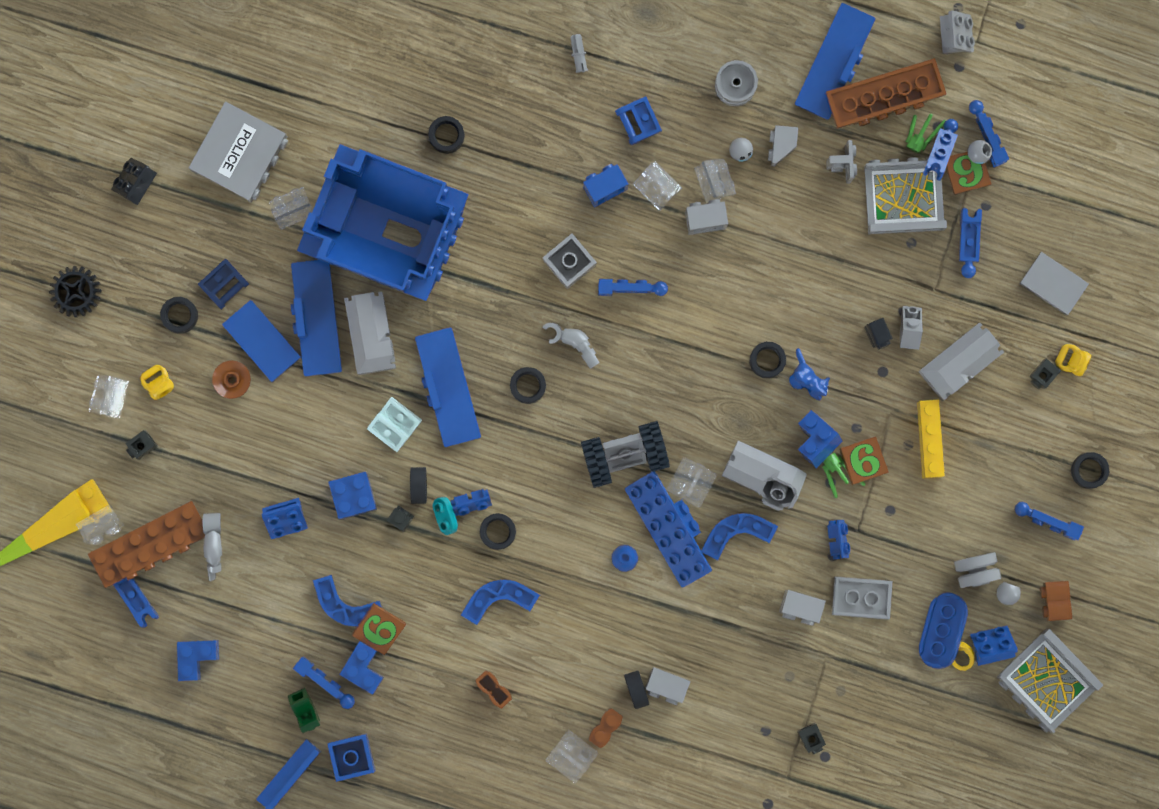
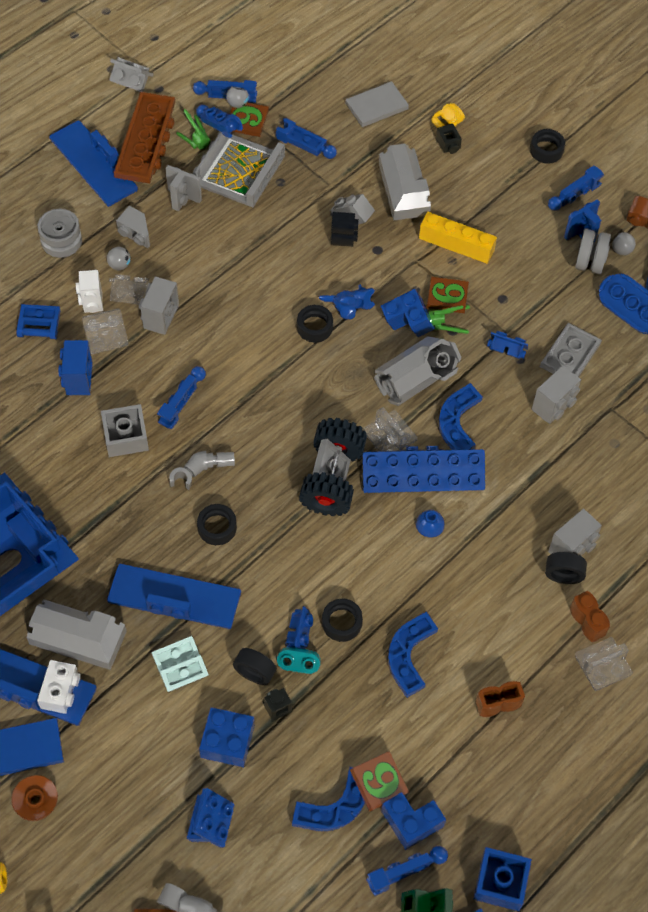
camera: 60 degrees left, 25 degrees down
(322, 345) = (58, 687): none -> white brick
(687, 149) = (90, 291): none -> white brick
(1007, 552) = (582, 219): none -> blue bracket

